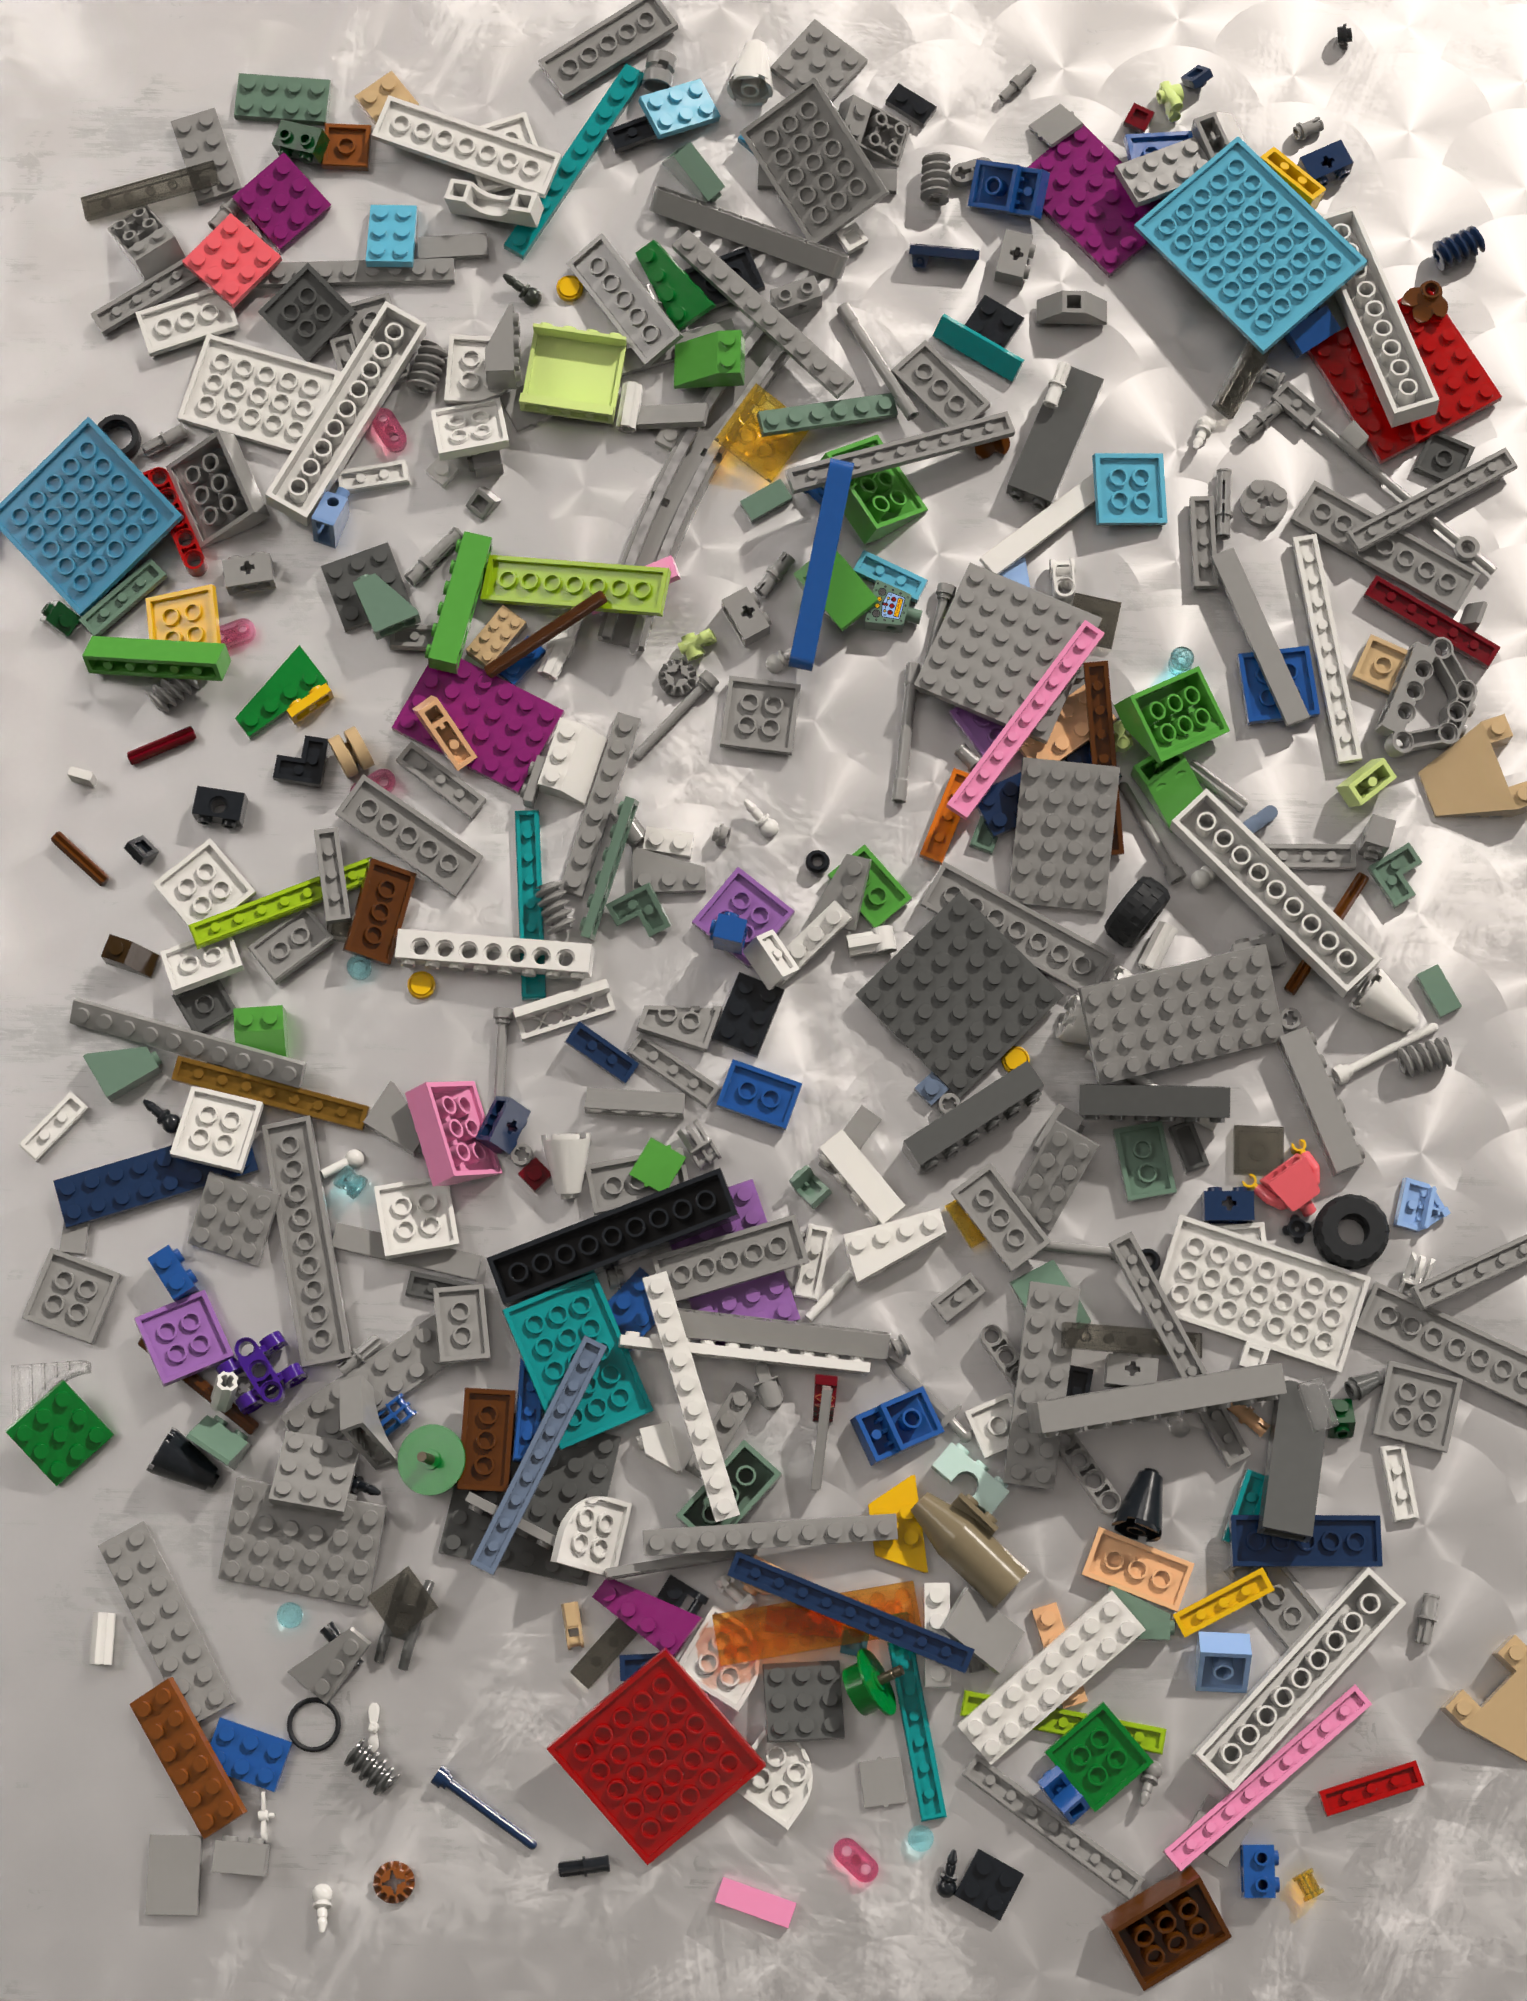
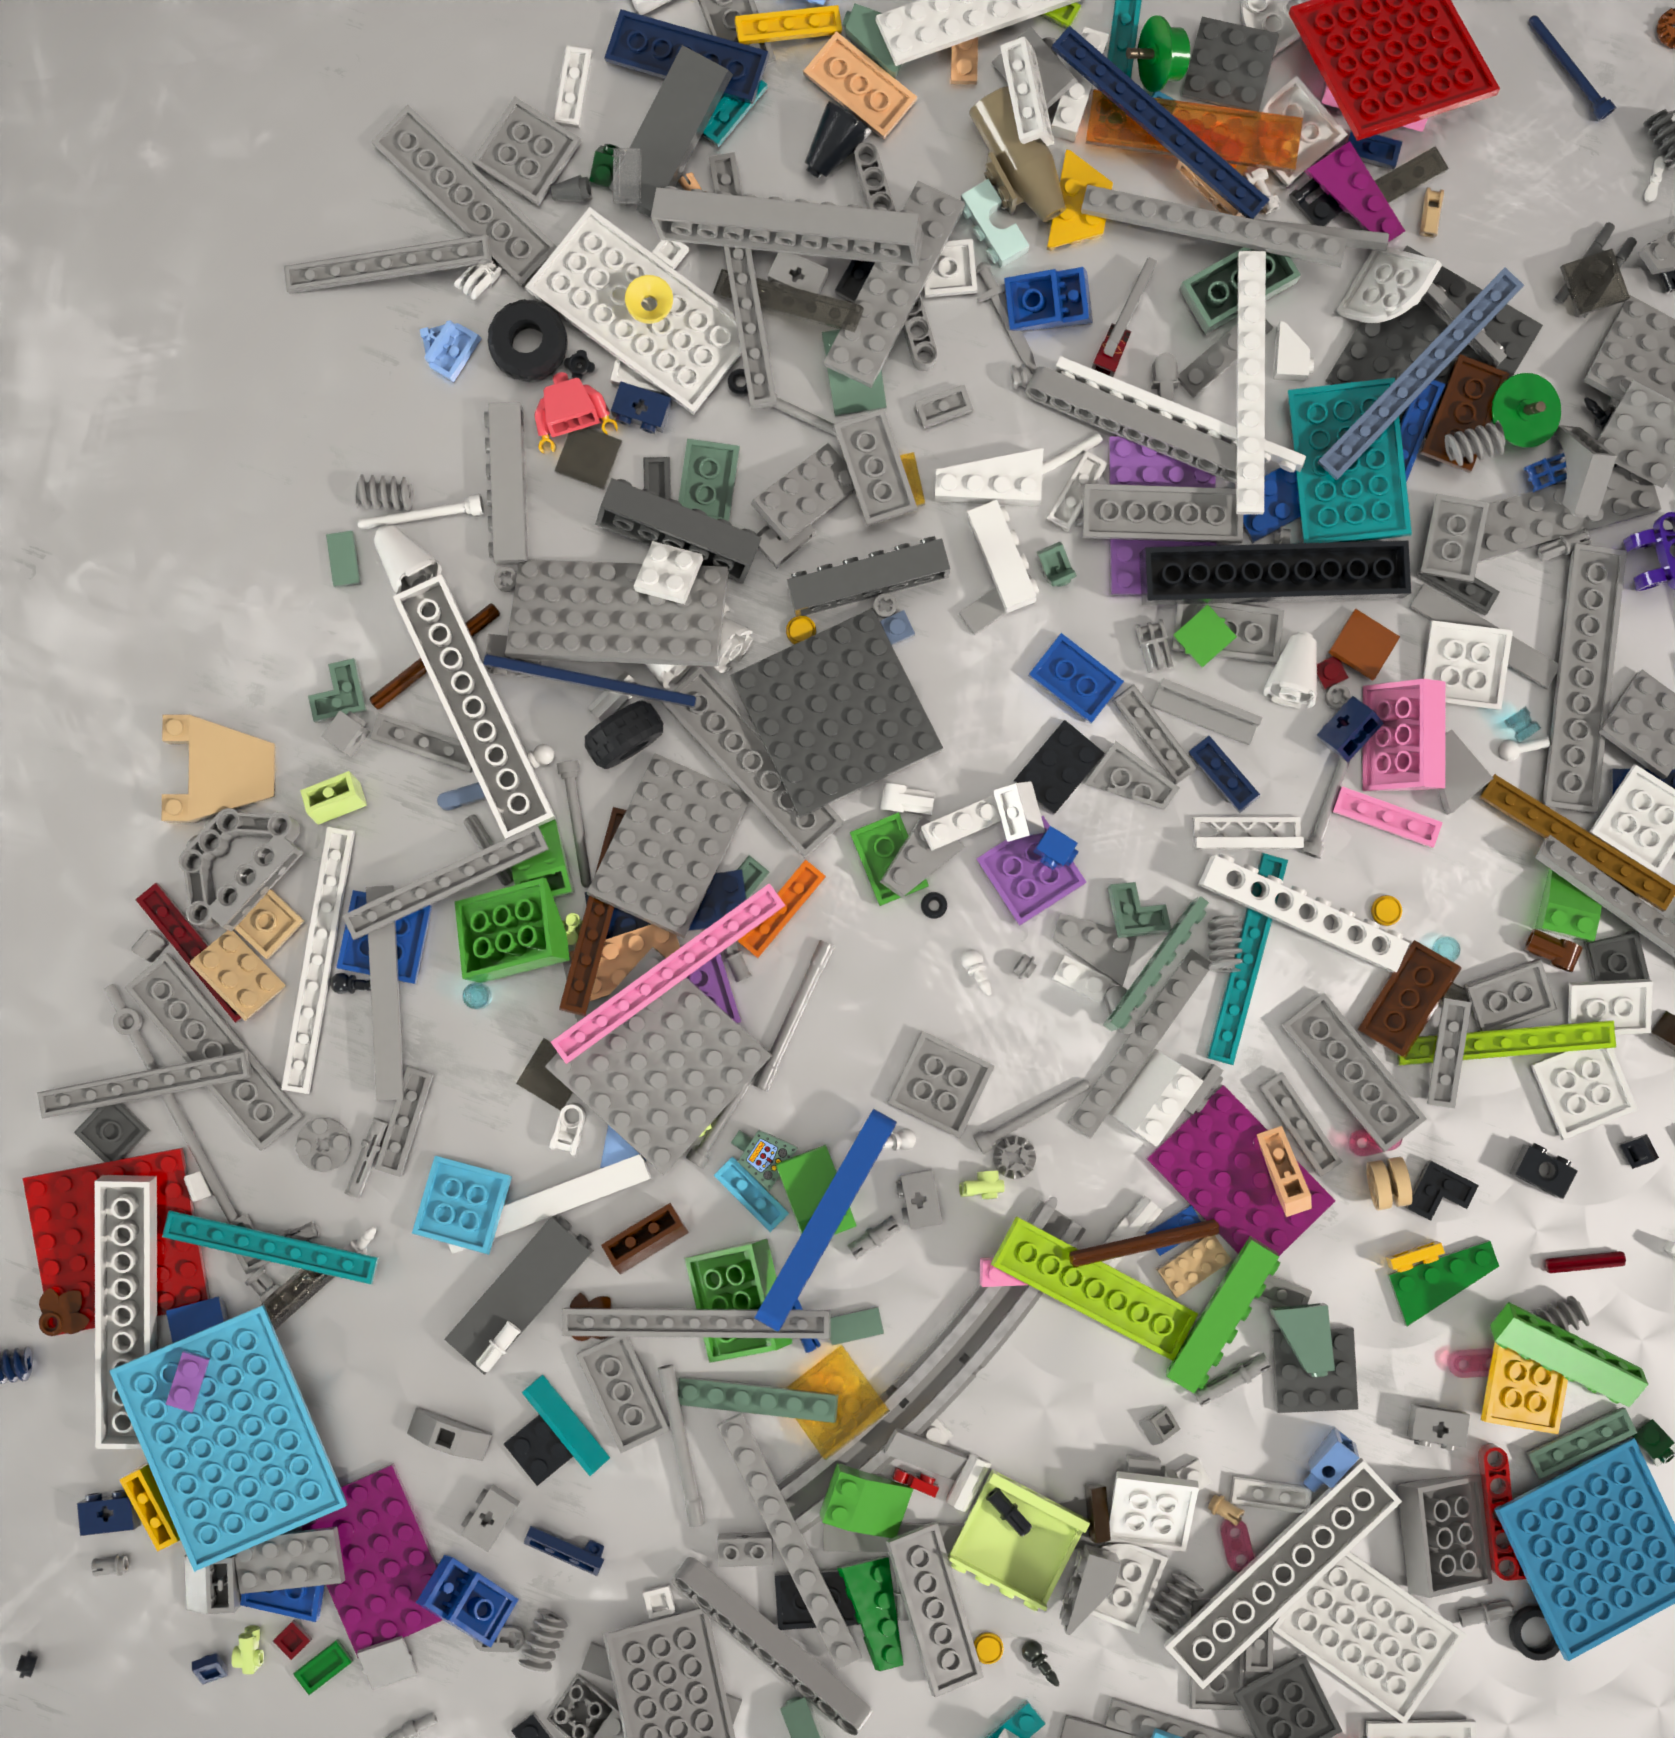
camera: 155 degrees left, 10 degrees up
(258, 995) = (1560, 952): none -> reddish brown piece
(407, 452) = (1225, 1509): none -> tan pin
(446, 1063) = (1387, 817): none -> bright pink plate
(468, 1407) = (1475, 442): none -> light grey piece
(512, 1207) = (1364, 644): none -> dark orange tile
(513, 414) = (1097, 1513): none -> dark brown slope
(588, 391) = (1009, 1511): none -> black axle
(667, 394) = (922, 1483): none -> red plate
(966, 510) = (644, 1238): none -> reddish brown brick
(982, 1598) = (1026, 91): none -> white fence
(1106, 107) = (323, 1667): none -> green tile
(1150, 1060) = (668, 572): none -> white plate
(1183, 946) = (589, 681): none -> dark blue tile
(1243, 738) = (445, 882): none -> light grey plate
(1269, 1294) = (646, 287): none -> light yellow piece
(1275, 404) = (270, 1247): none -> teal tile
(1299, 637) = (342, 983): none -> black bar
(1300, 273) = (187, 1381): none -> medium lavender plate
(1389, 612) = (237, 974): none -> tan plate

